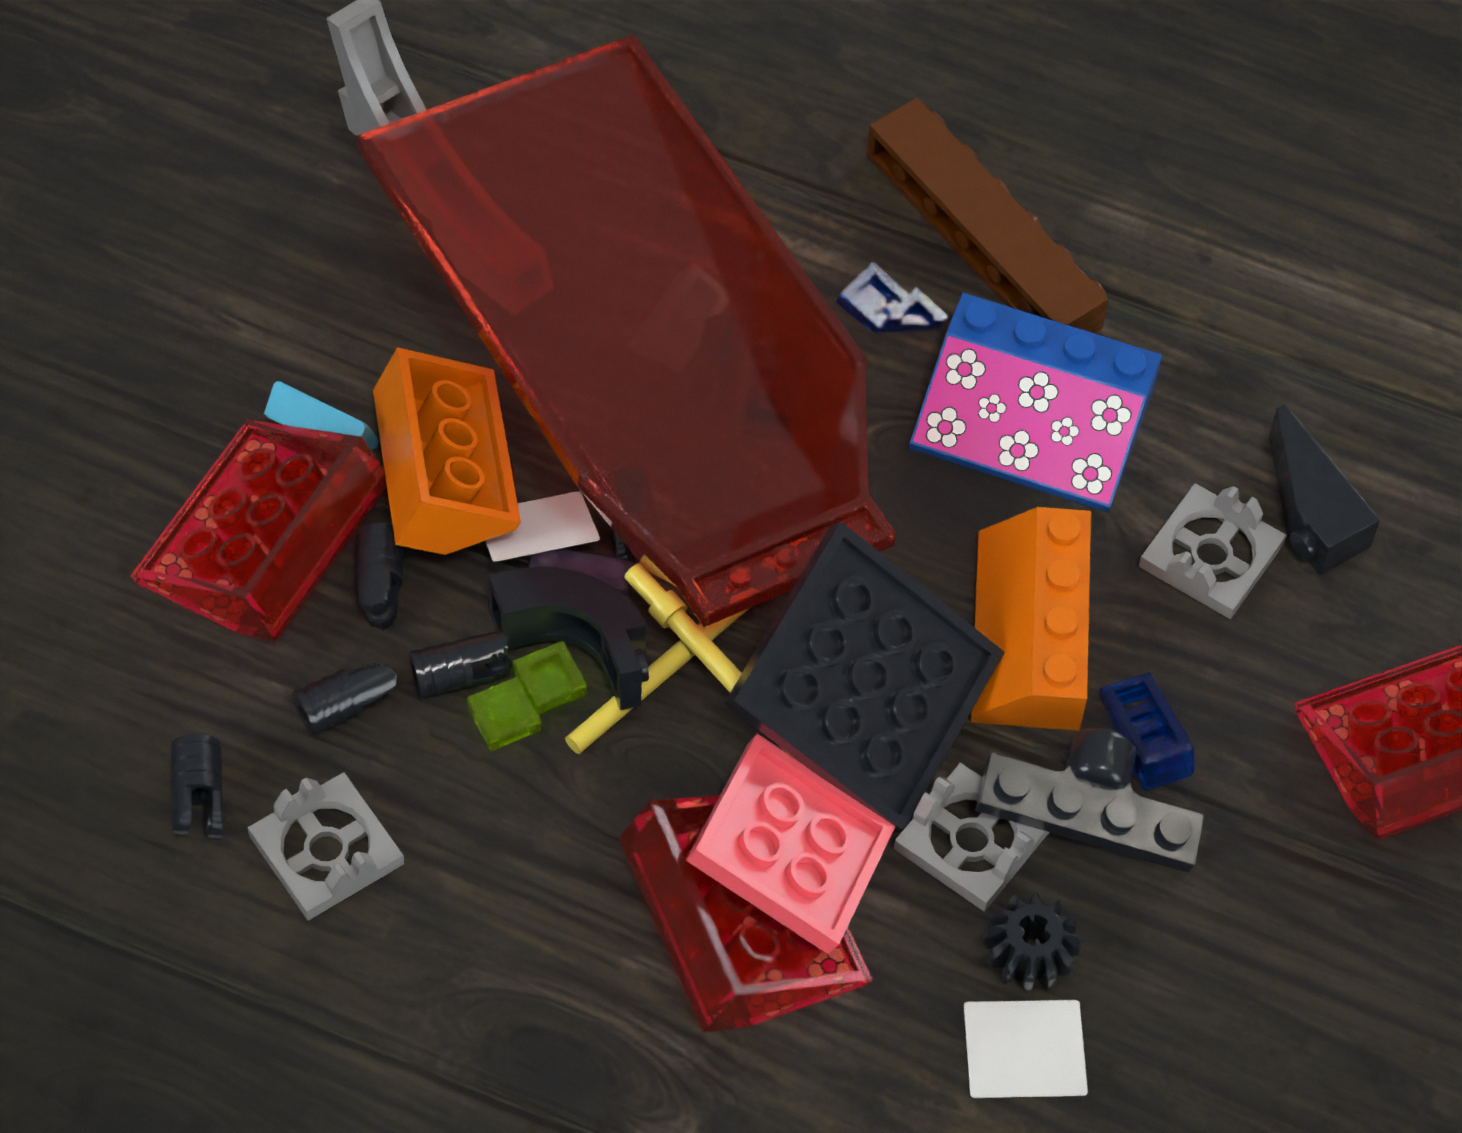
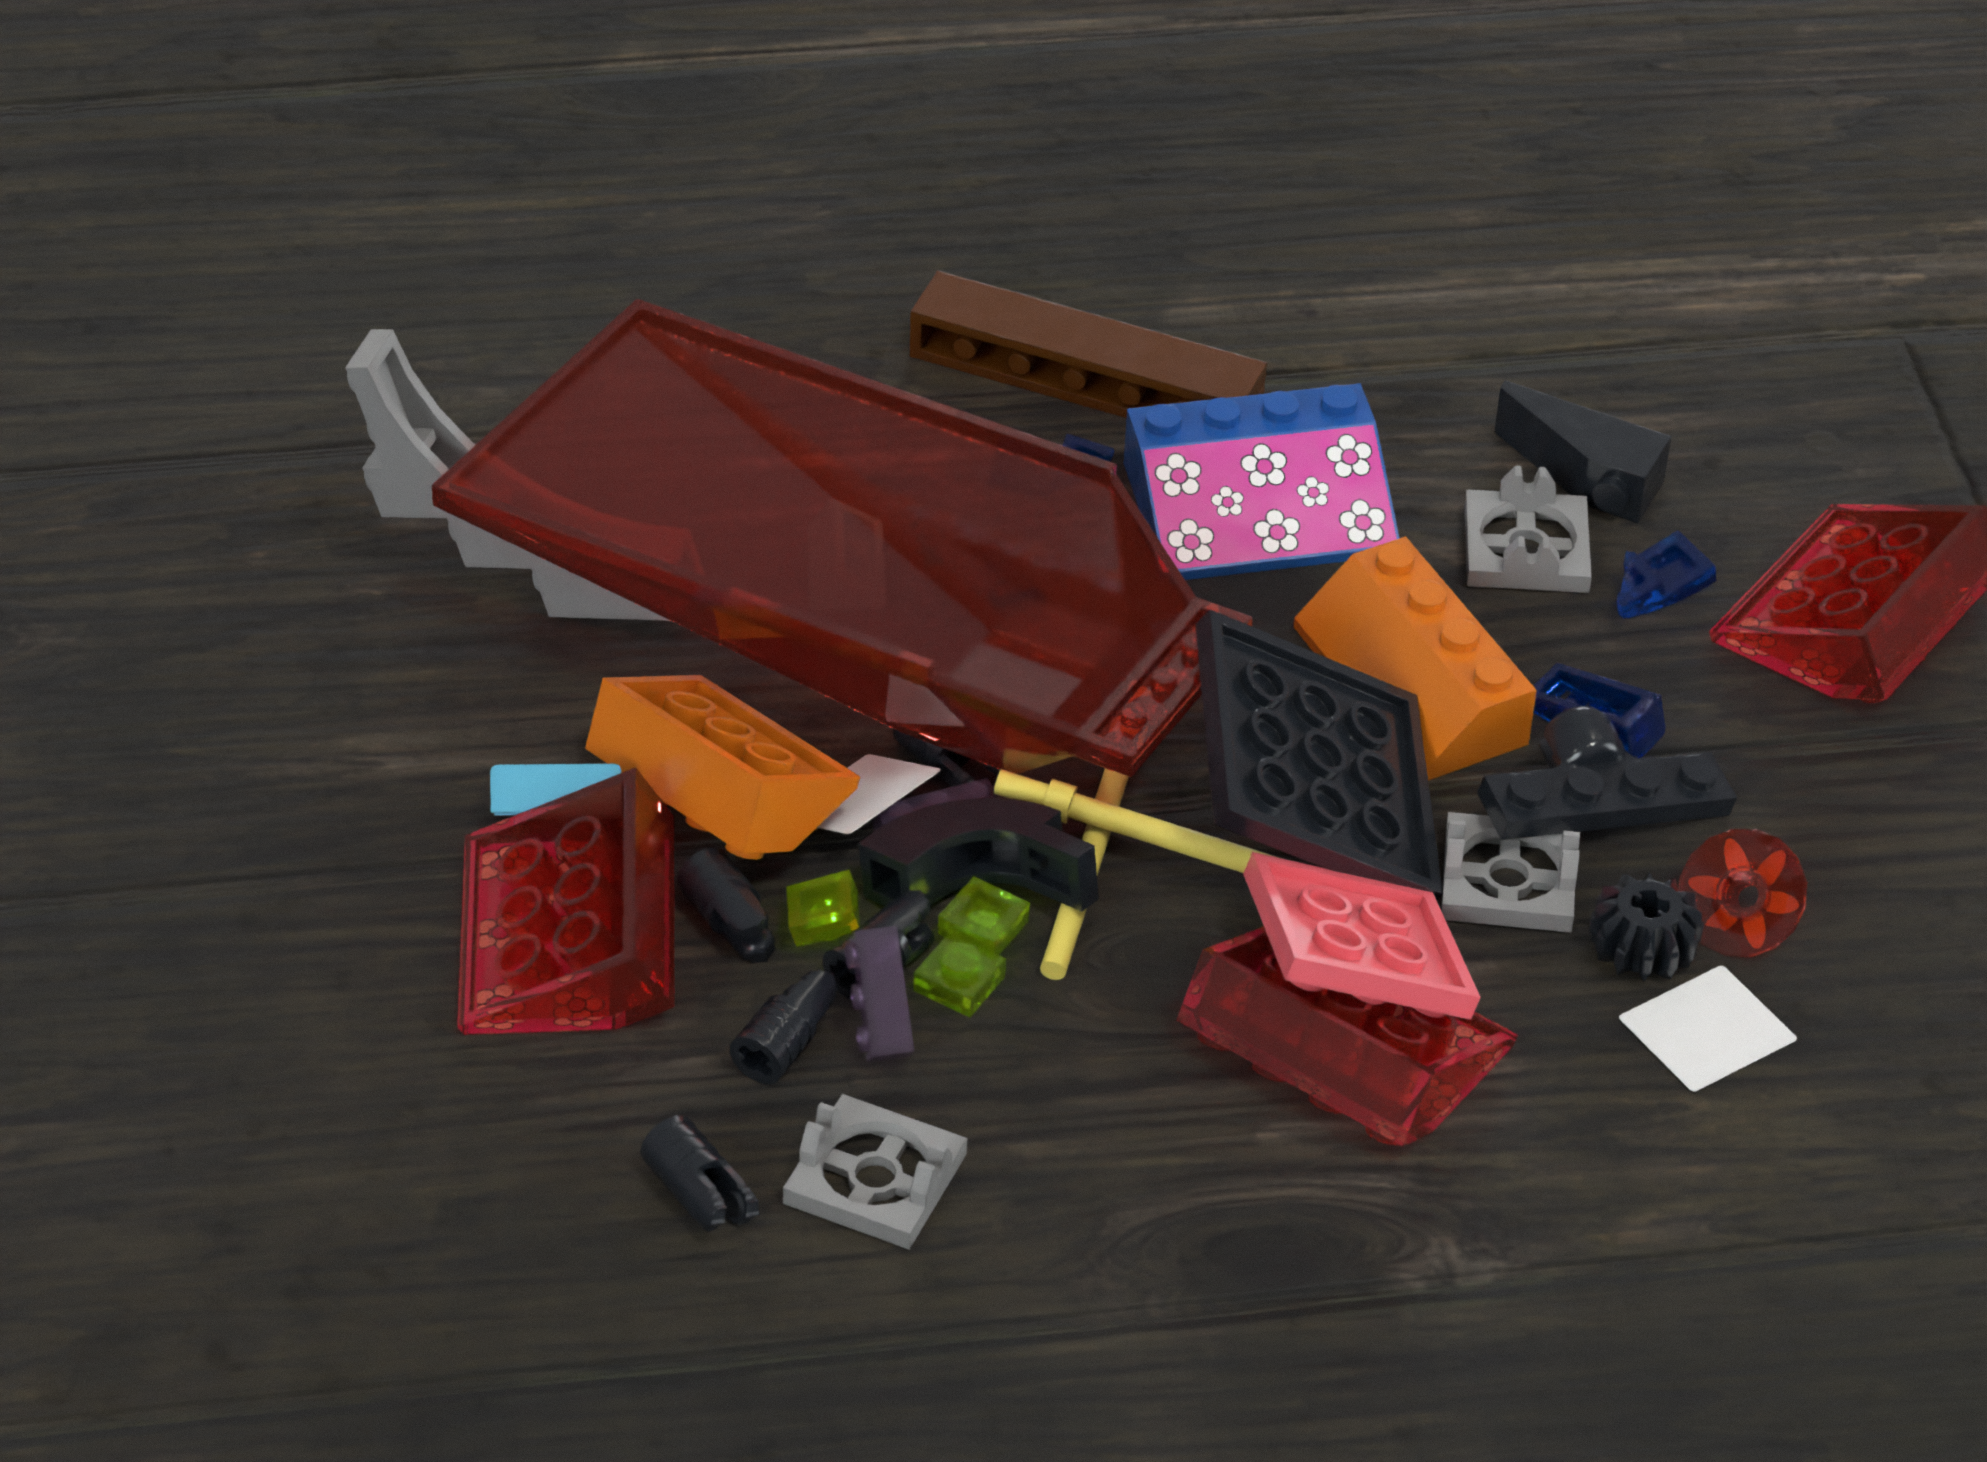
camera: 30 degrees left, 15 degrees down
(417, 708) = (880, 994): none -> clear purple piece
(440, 611) = (823, 908): none -> clear neon green plate
(1108, 947) = (1724, 869): none -> clear red dish
(1292, 635) = (1663, 576): none -> clear blue slope

